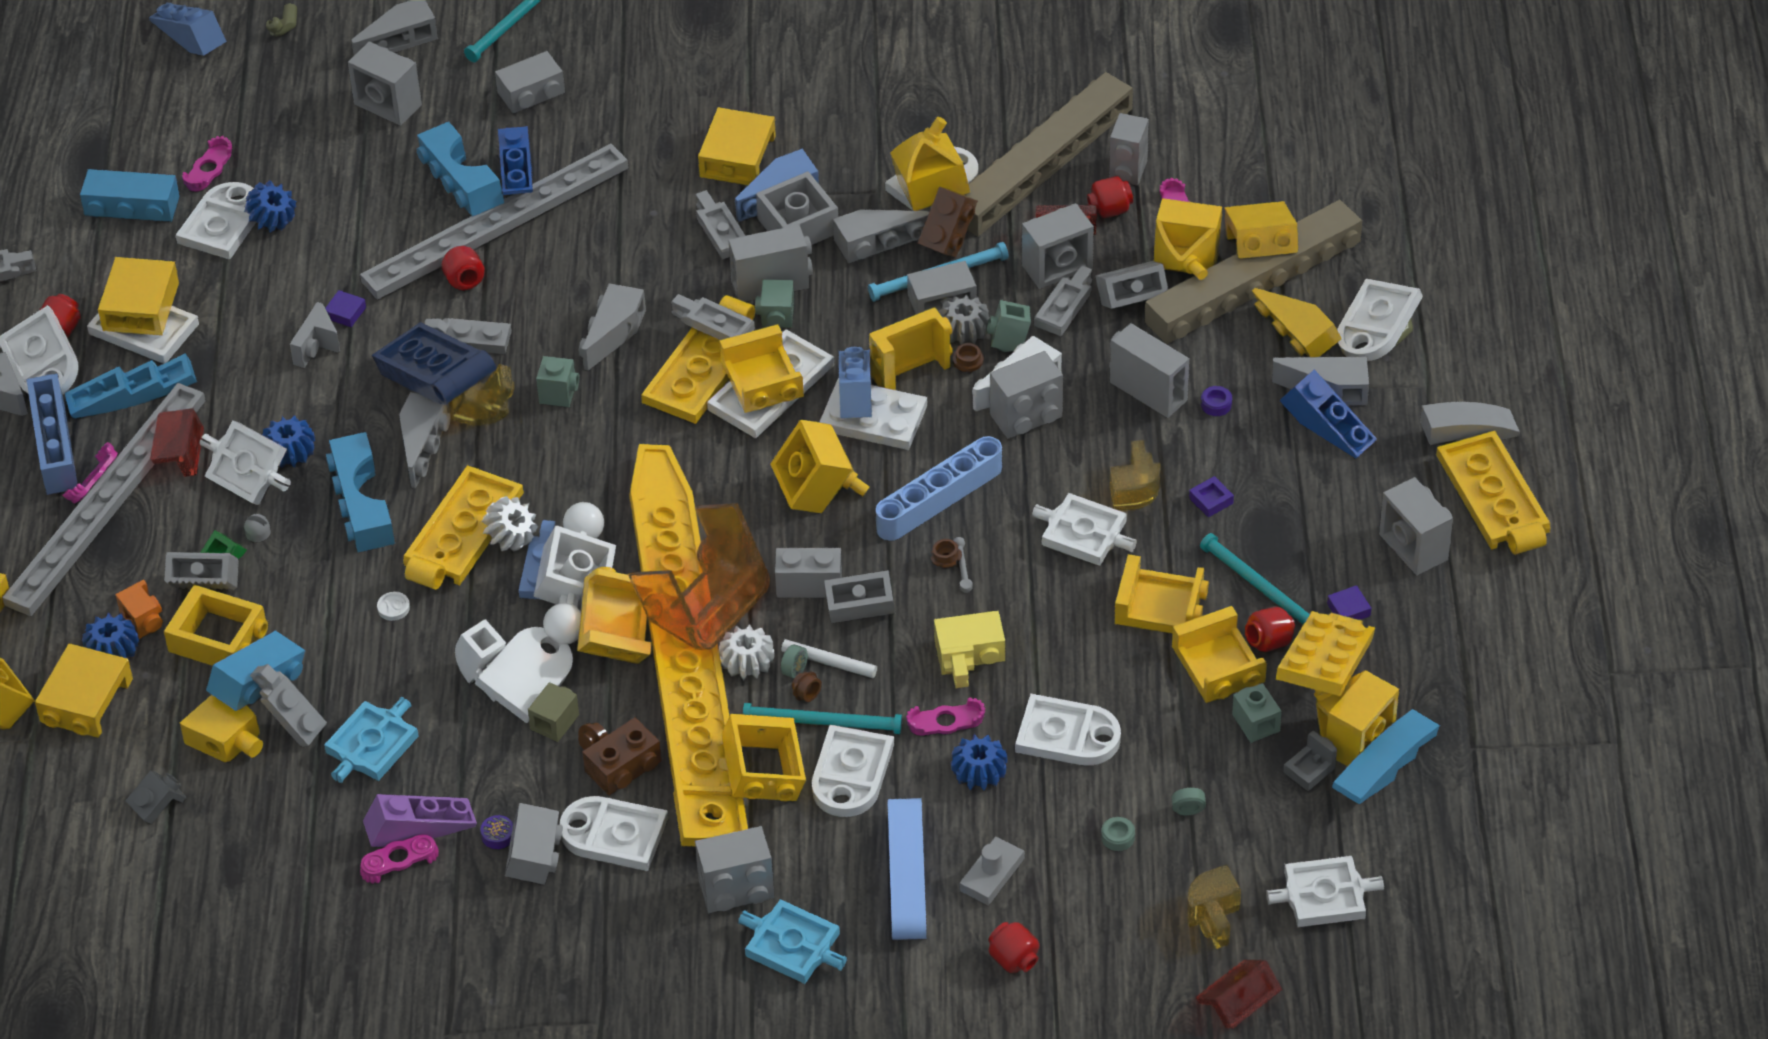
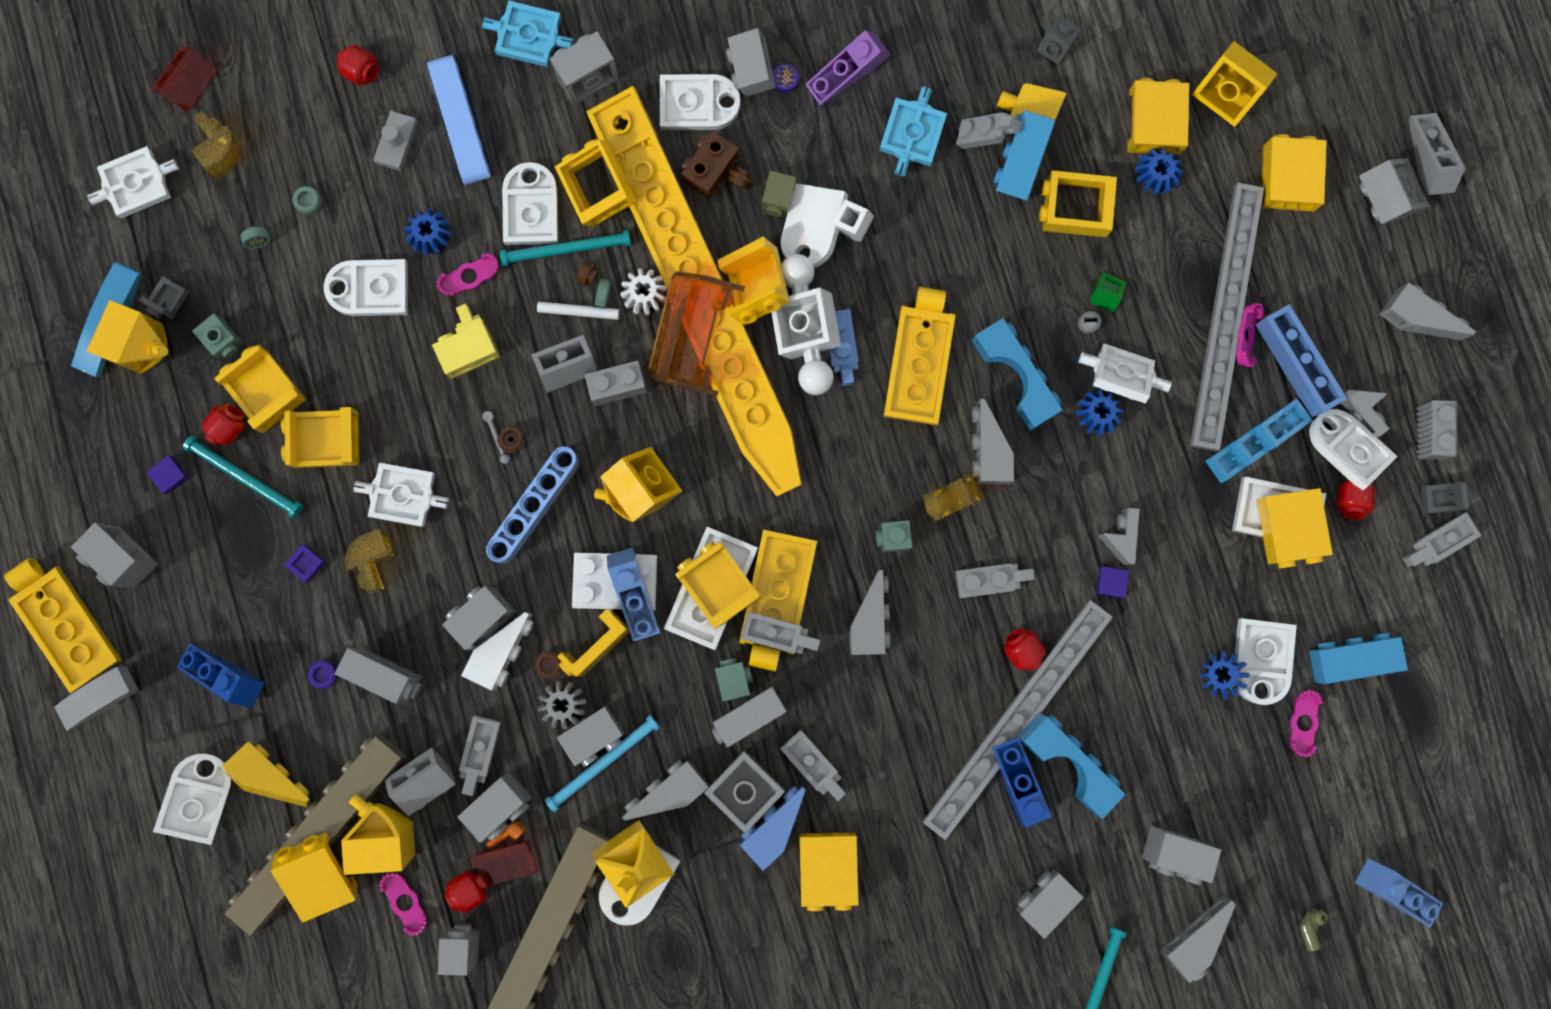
camera: 160 degrees right, 35 degrees up
(140, 608) = (1147, 206): orange brick -> none
(178, 440) = (1192, 386): clear red panel -> none
(201, 569) = (1113, 249): light grey brick -> none
(378, 862) = (863, 21): dark pink piece -> none
(393, 606) = (947, 274): white piece -> none
(433, 363) = (1000, 504): dark blue hinge -> none
(509, 523) = (878, 364): white gear -> none
(948, 222) = (601, 808): reddish brown brick -> none
(1009, 326) = (516, 700): sand green brick -> none
(1325, 652) = (158, 385): yellow hinge -> none
(1343, 374) = (217, 718): light grey slope -> none

